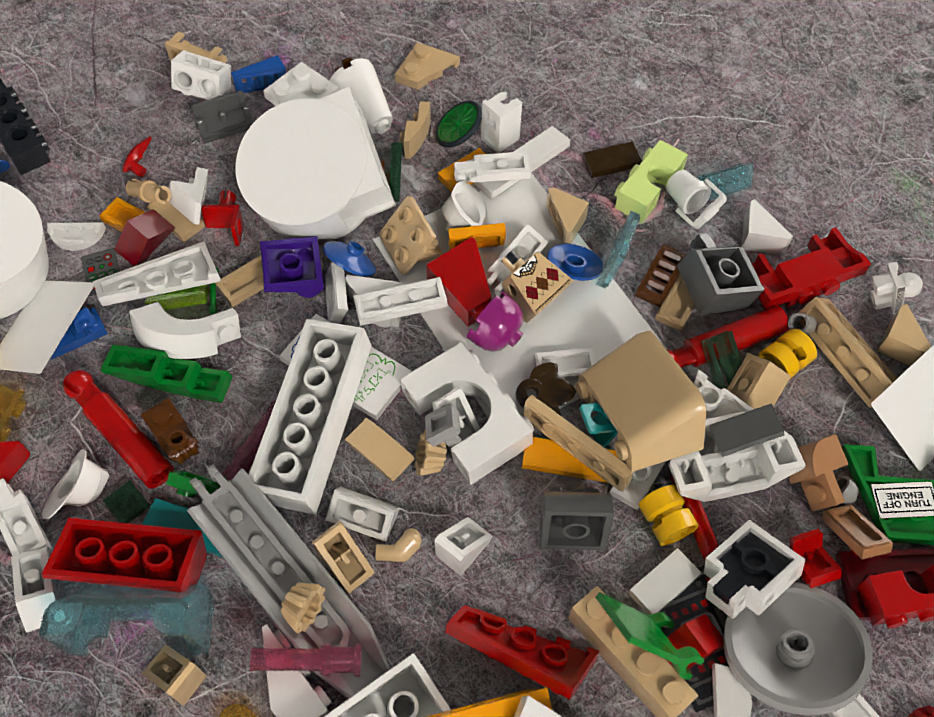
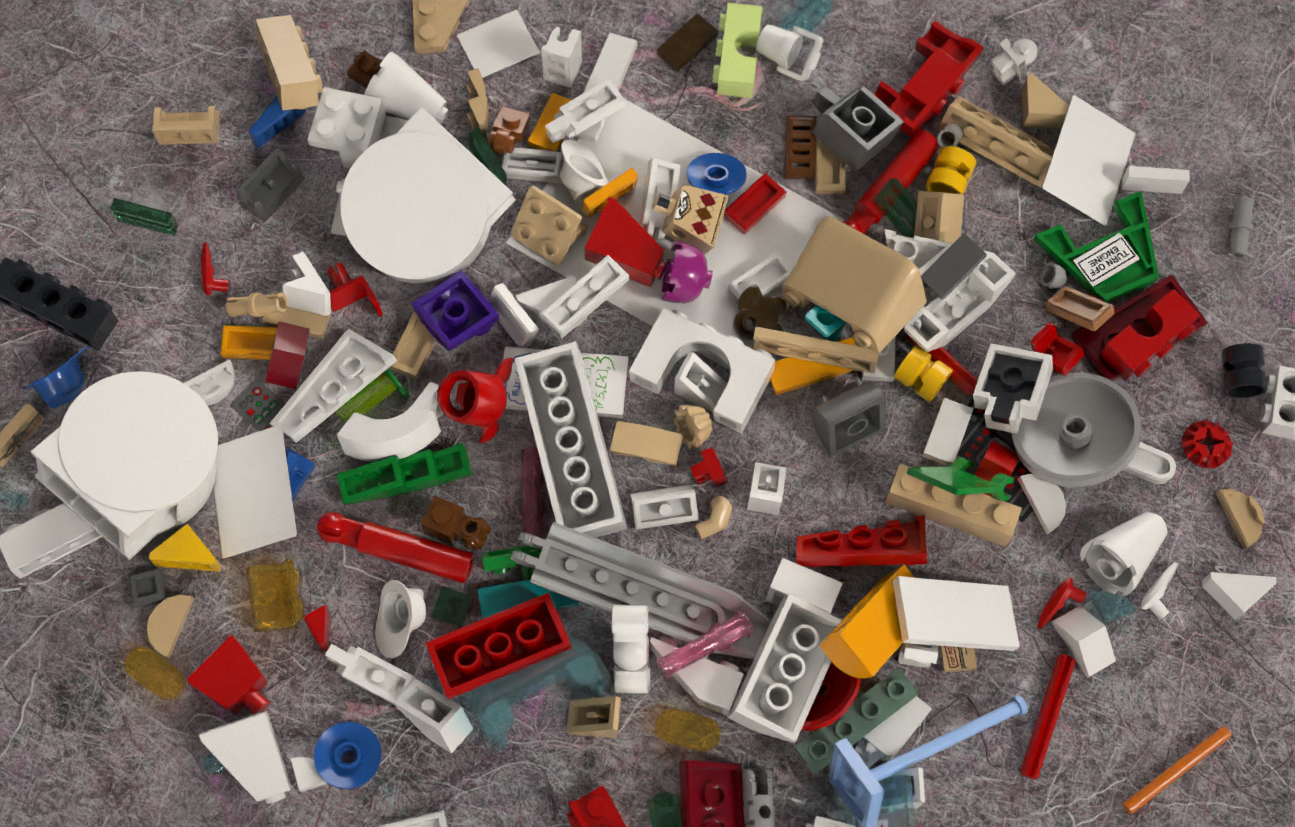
camera: 30 degrees left, 10 degrees up
(119, 99) = (144, 217): none -> clear green tile
(200, 76) = (218, 150): white brick -> none
(238, 624) = (631, 649): none -> white piece
(263, 342) = (480, 398): none -> red piece
(288, 38) = (288, 62): none -> tan brick
(302, 605) = (675, 605): tan piece -> none
(342, 557) = (676, 550): tan slope -> none
(350, 257) = (504, 275): blue dish -> none
(421, 499) = (709, 469): none -> red tile
(426, 156) = (508, 129): none -> dark orange plate
(426, 194) = (533, 170): none -> white tile
(440, 658) = (803, 584): none -> white hinge
(443, 426) = (697, 394): light grey tile -> none
(450, 93) = (498, 43): none -> white sticker
(458, 124) = (518, 77): green wheel -> none
(566, 213) = (680, 126): tan slope -> none
(596, 301) = (754, 203): none -> red tile
(618, 249) = (752, 142): clear light blue tile -> none
(763, 231) = (868, 55): white slope -> none
(818, 477) = (1024, 257): medium nougat brick -> none

